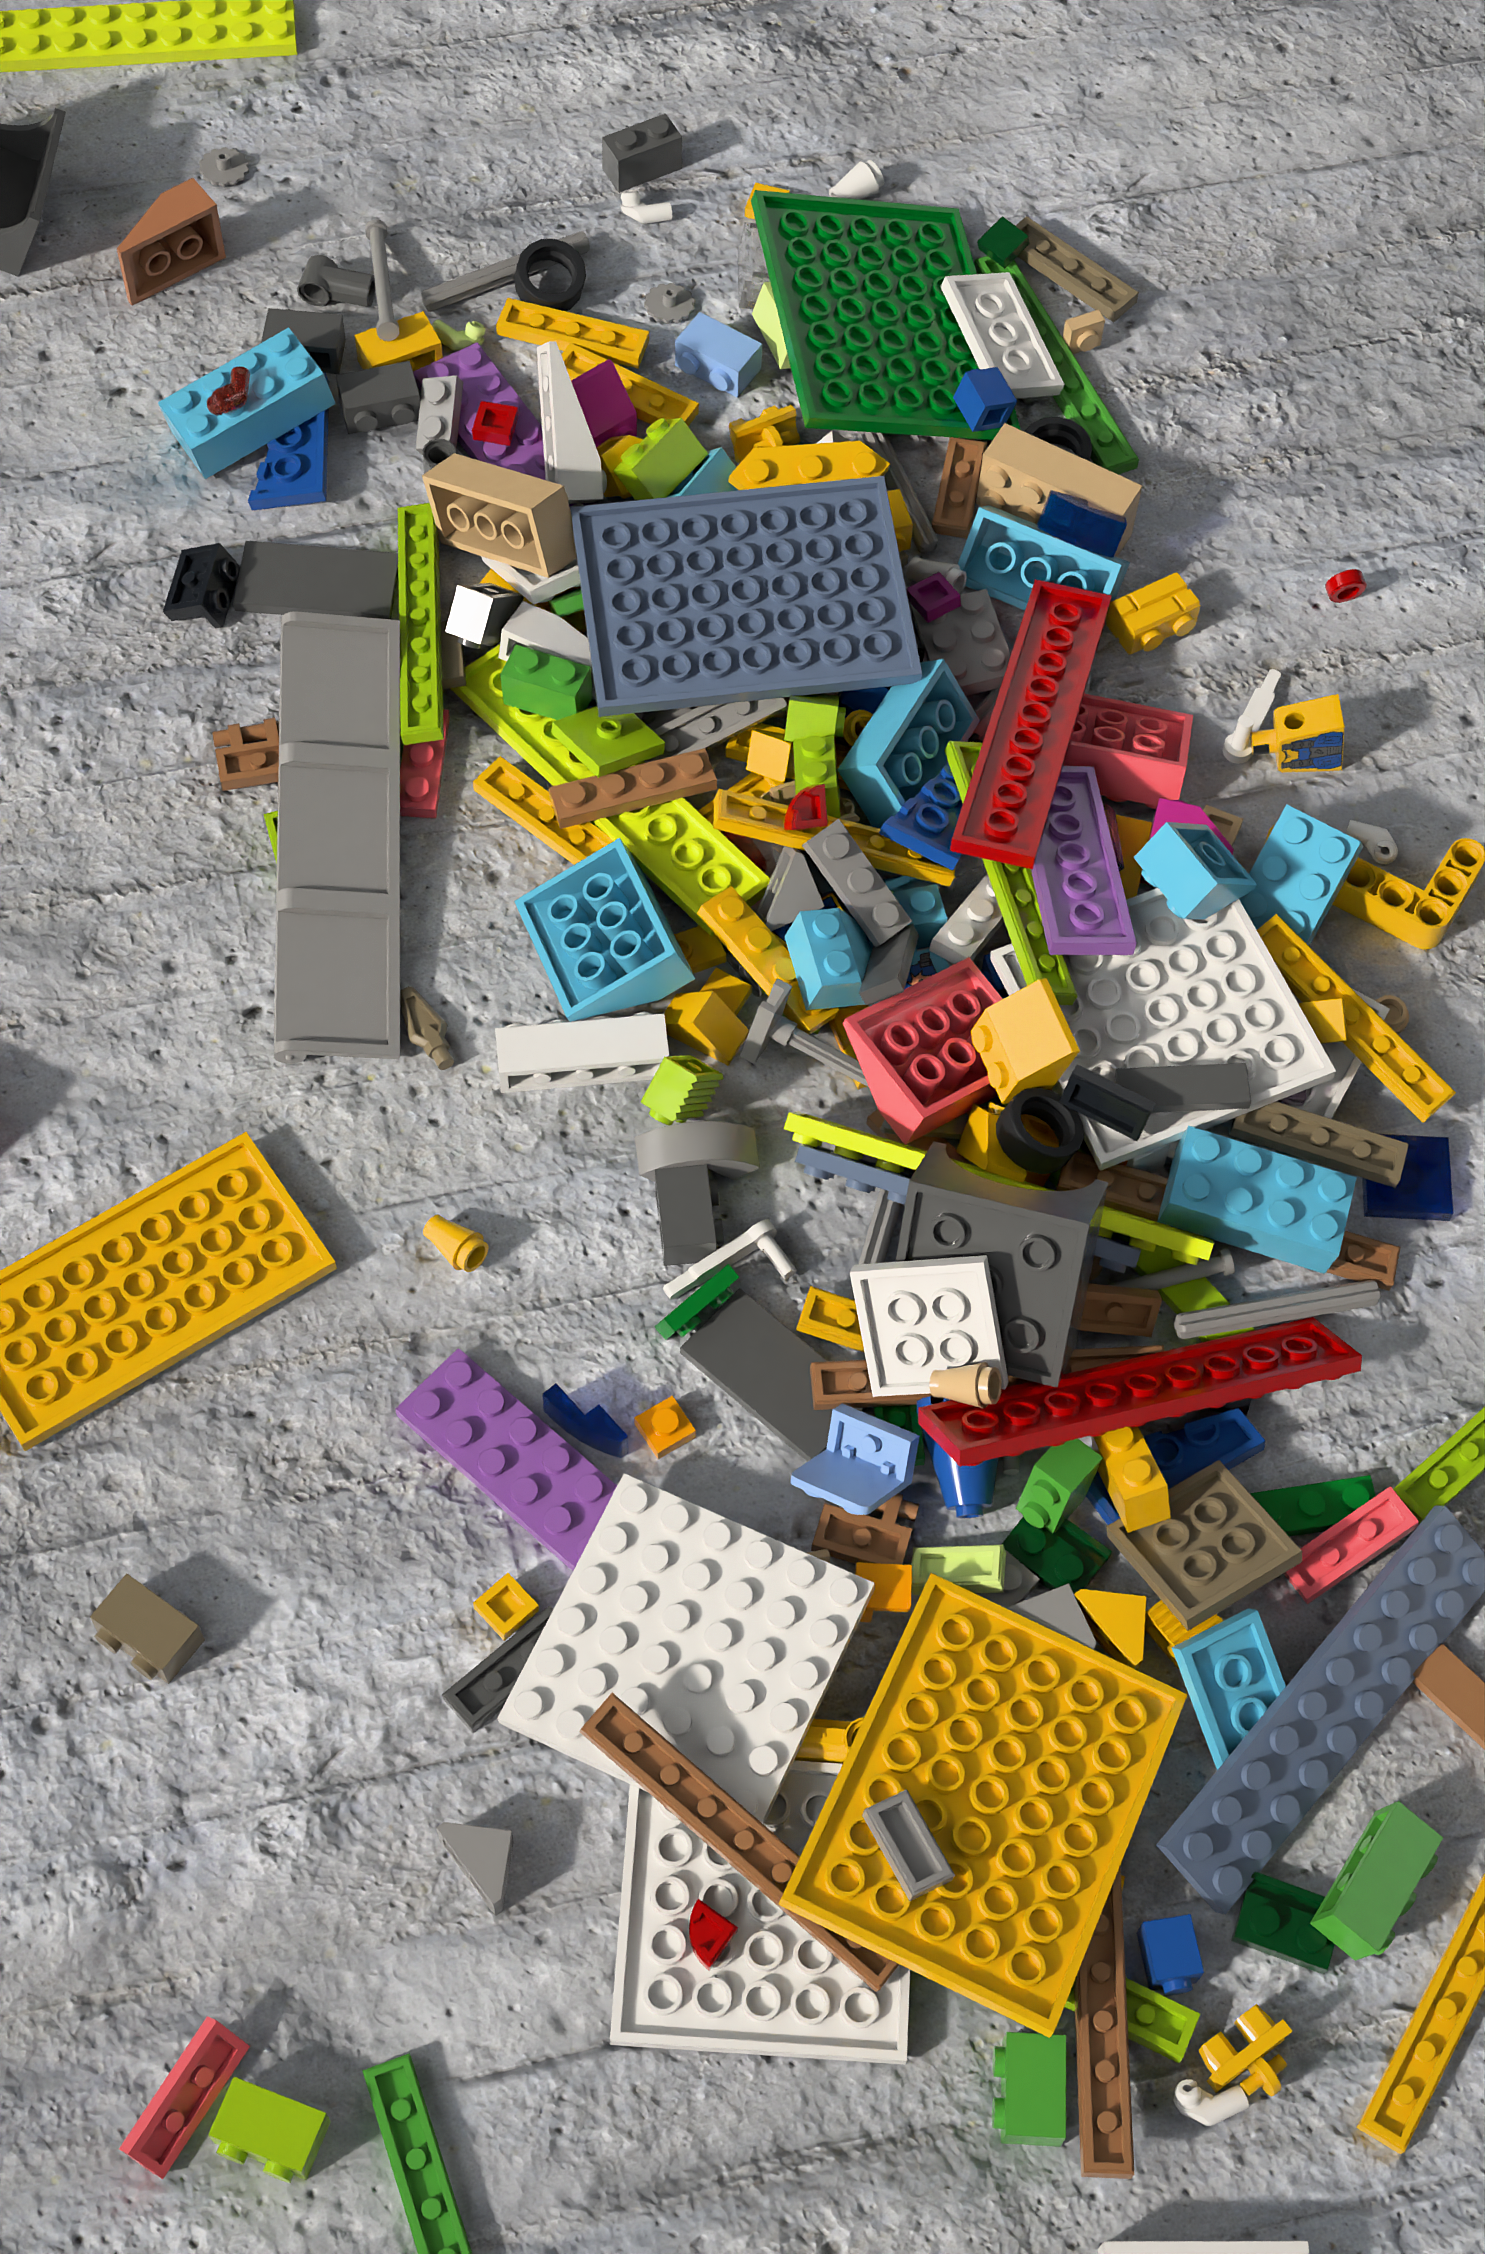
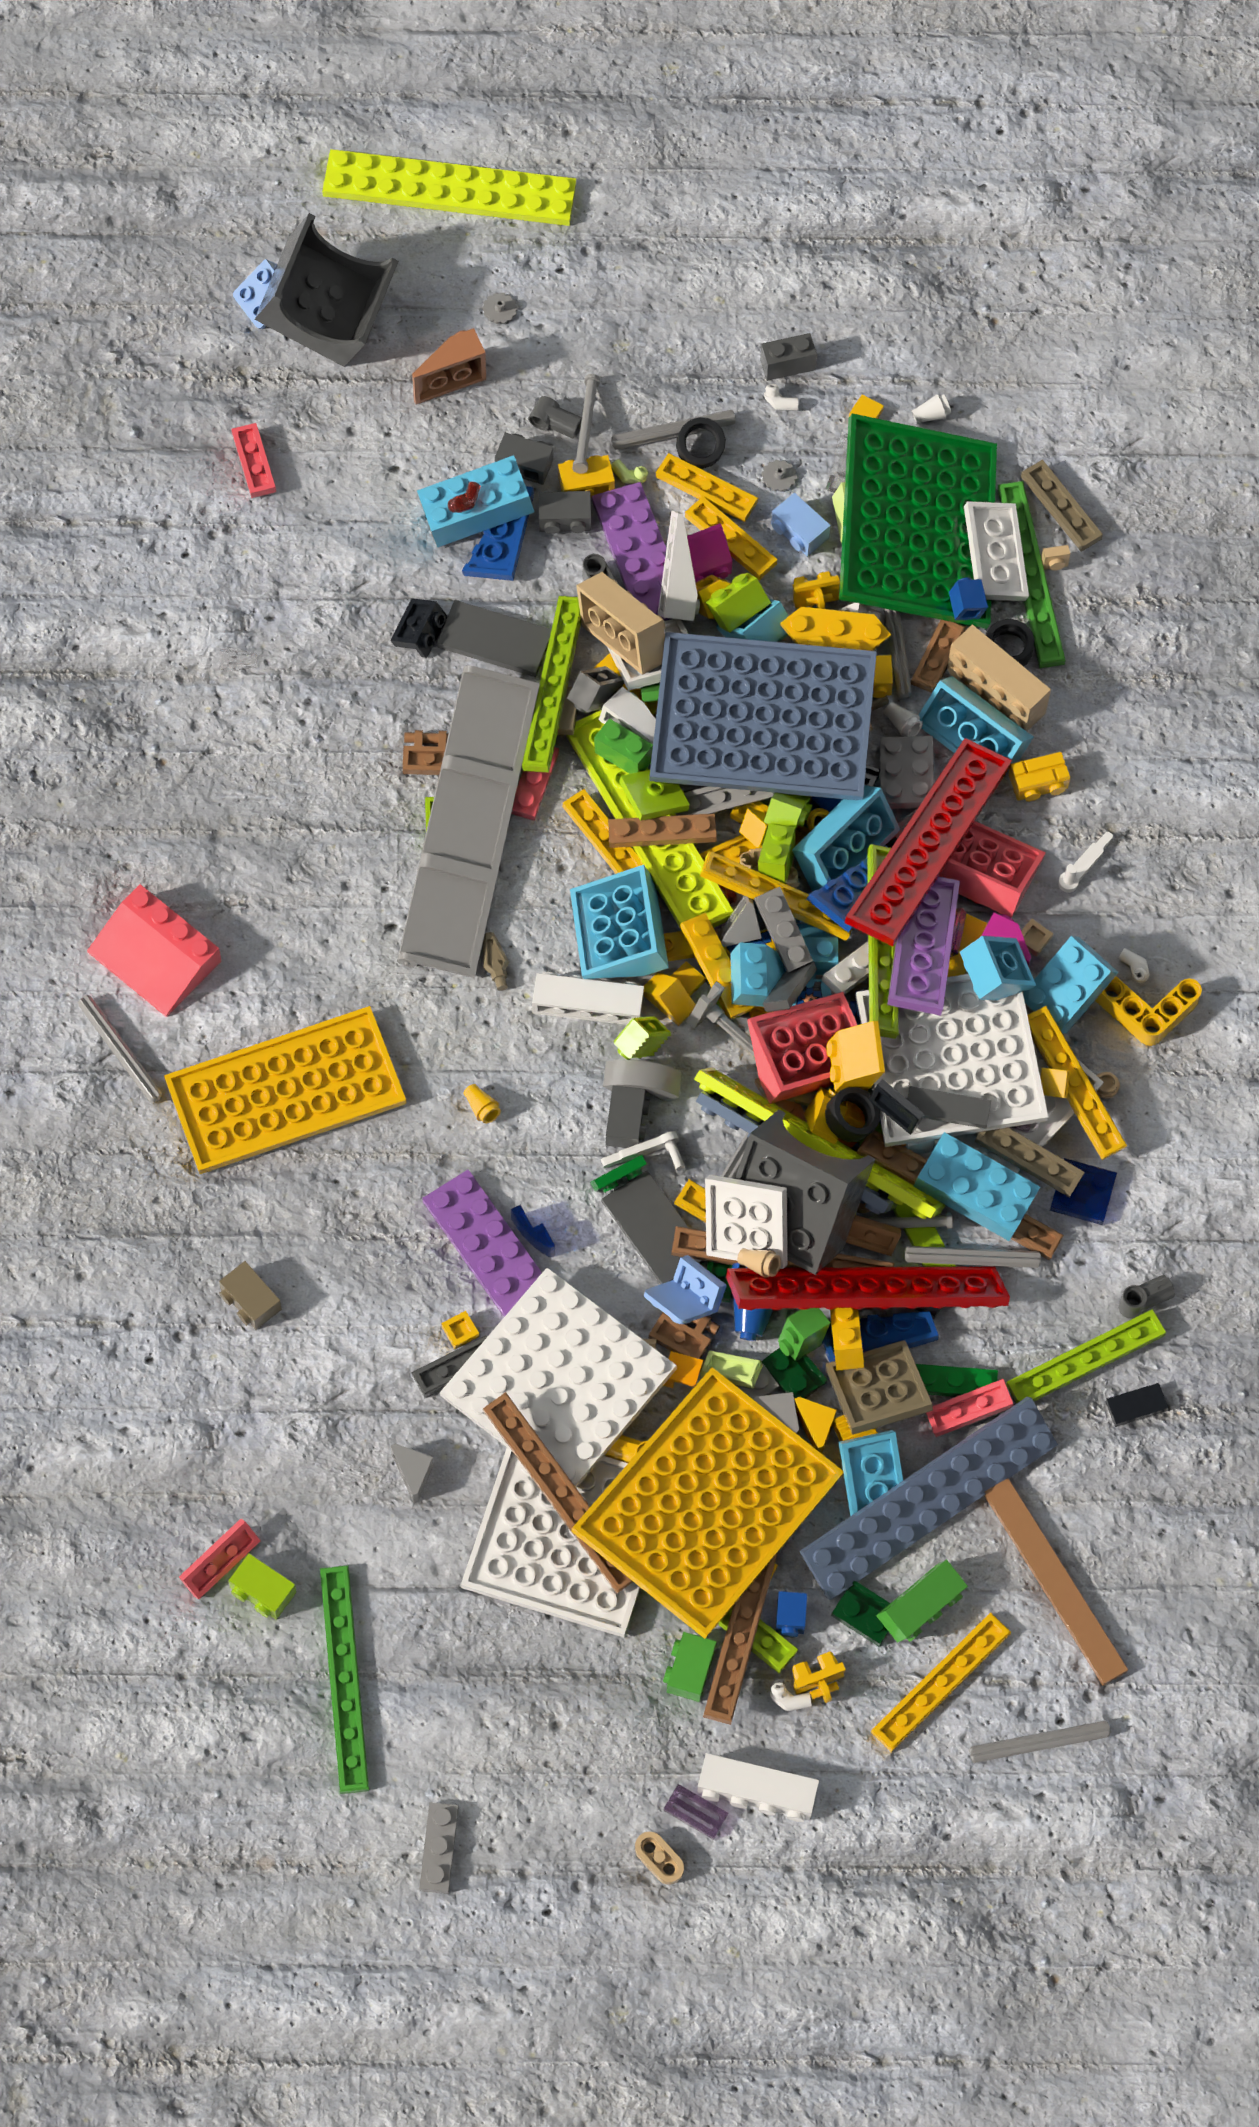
camera: 15 degrees right, 5 degrees up
(439, 410) = (602, 532): light grey plate -> none
(495, 423) = (636, 548): red tile -> none
(665, 1427) = (580, 1245): light orange plate -> none
(709, 1933) = (530, 1540): red tile -> none
(807, 809) = (762, 876): red tile -> none
(908, 1845) = (652, 1515): light grey tile -> none
(933, 597) = (893, 737): magenta plate -> none
(1003, 242) = (1019, 477): dark green tile -> none
(1082, 525) = (999, 707): clear blue slope -> none
(1304, 736) = (1110, 885): yellow torso -> none
(1345, 586) = (1175, 783): red tile -> none

